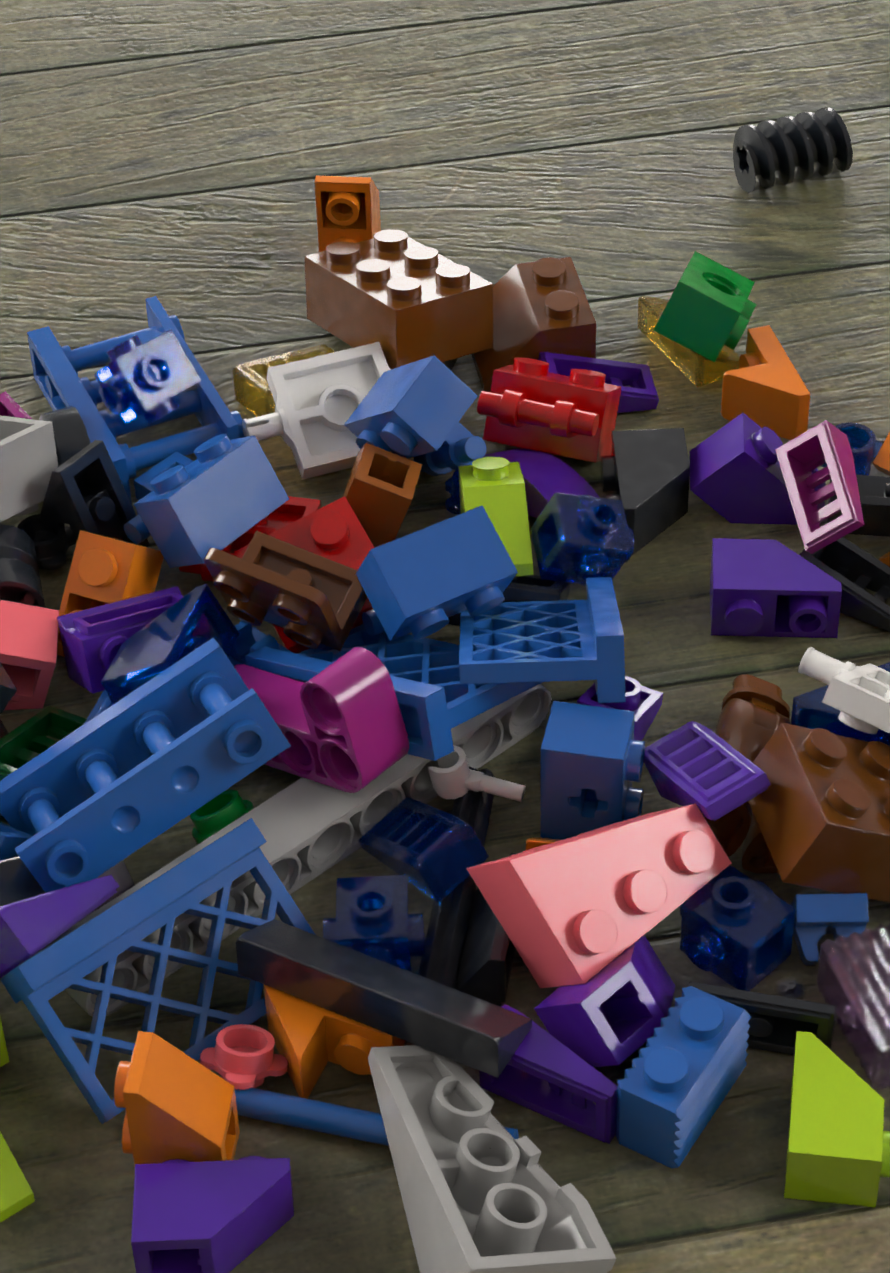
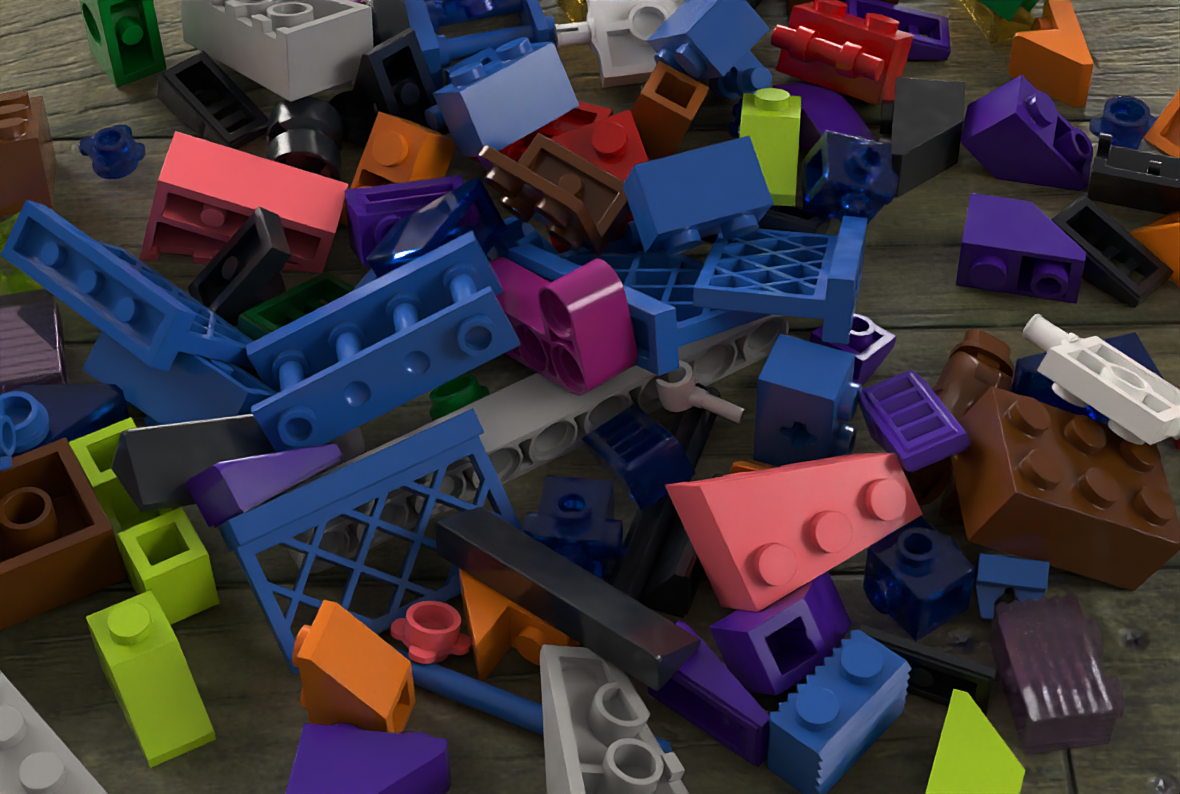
camera: 10 degrees right, 5 degrees up
(797, 460) = (1065, 127): magenta slope -> none

